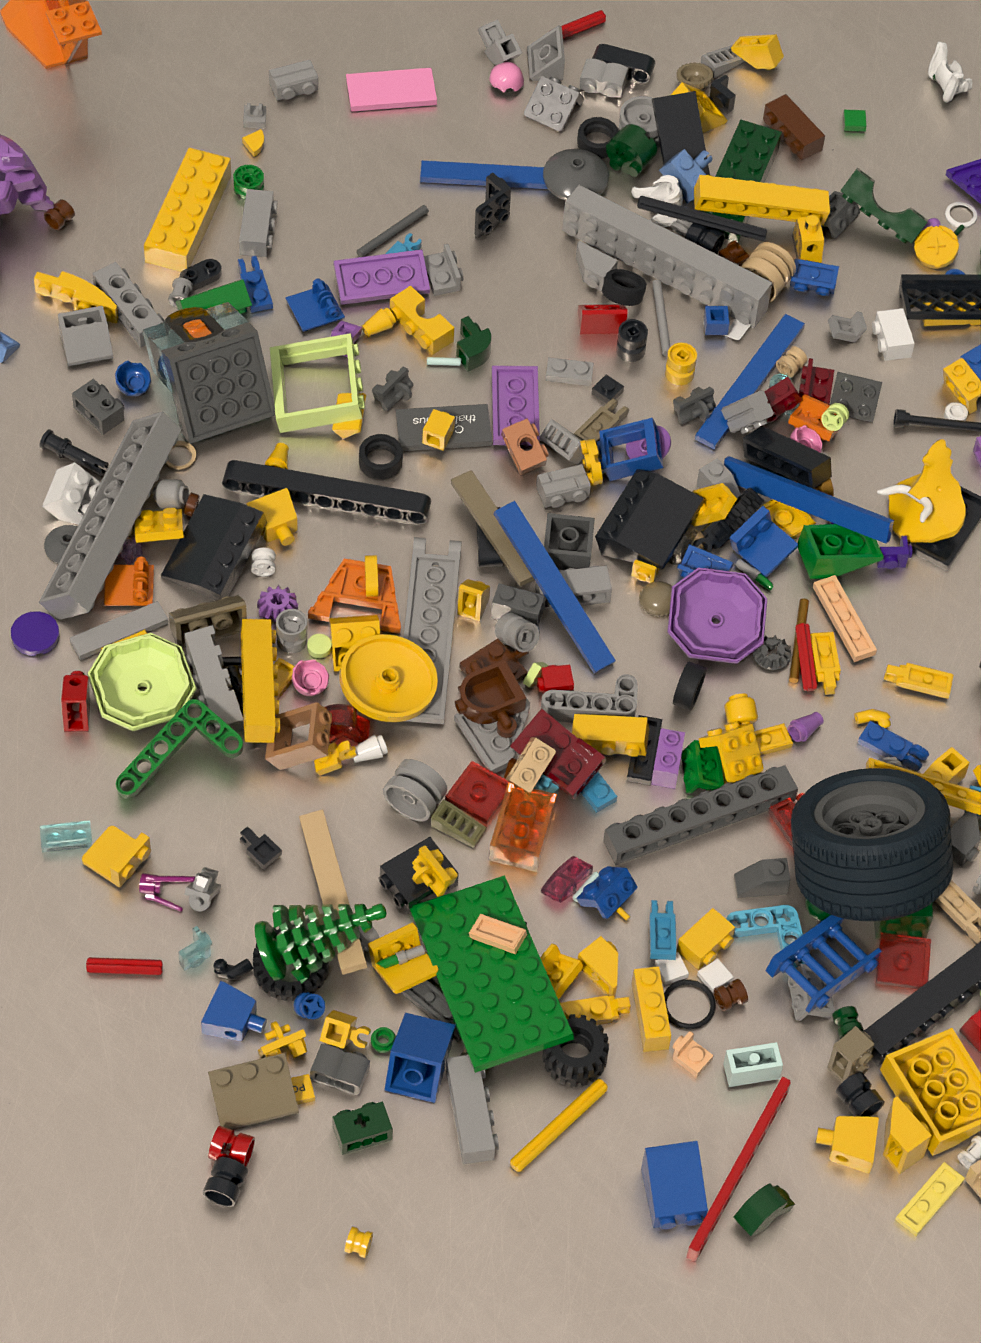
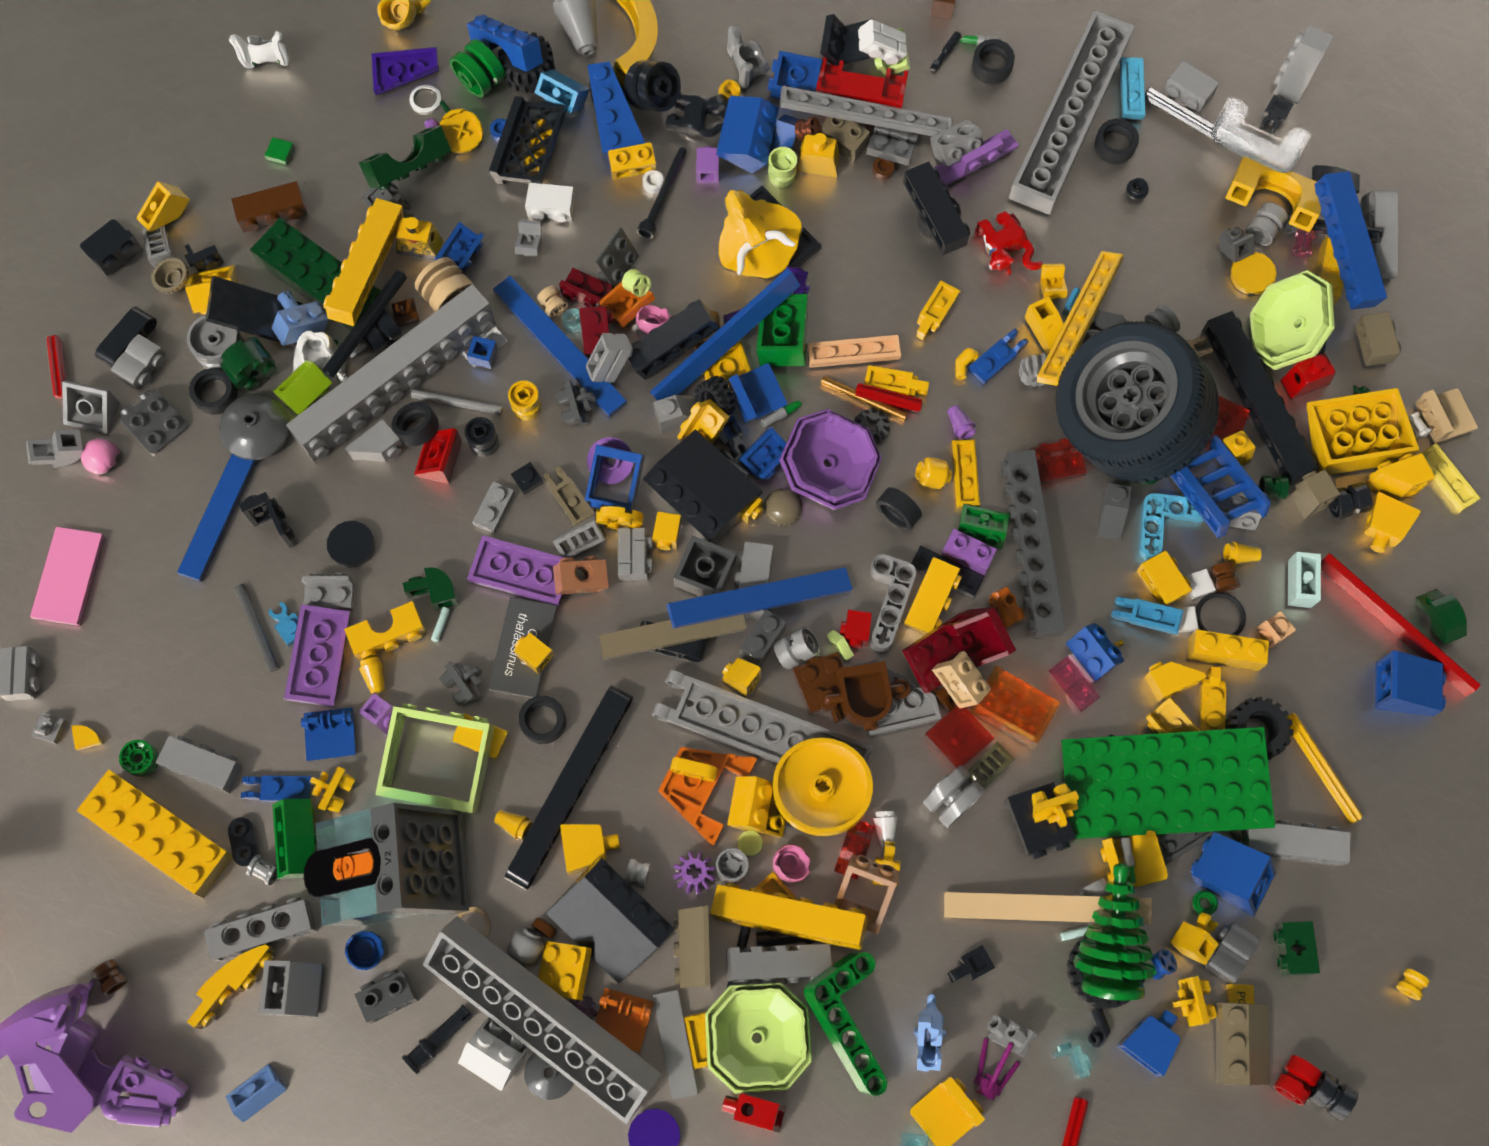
camera: 70 degrees left, 15 degrees up
(182, 812) = (929, 1036): none -> light blue animal
(267, 316) = (328, 800): none -> yellow hips
(494, 275) = (350, 544): none -> black tile
(498, 933) = (1134, 764): light nougat tile -> none
(596, 505) = (666, 530): none -> yellow brick
(619, 807) = (1006, 606): none -> orange plate
(625, 194) = (303, 387): none -> lime brick
(704, 28) = (110, 246): none -> black bracket
(737, 750) = (971, 488): yellow bracket -> none
(762, 1005) = (1241, 553): none -> yellow cone
(873, 978) = (1240, 447): none -> yellow bracket

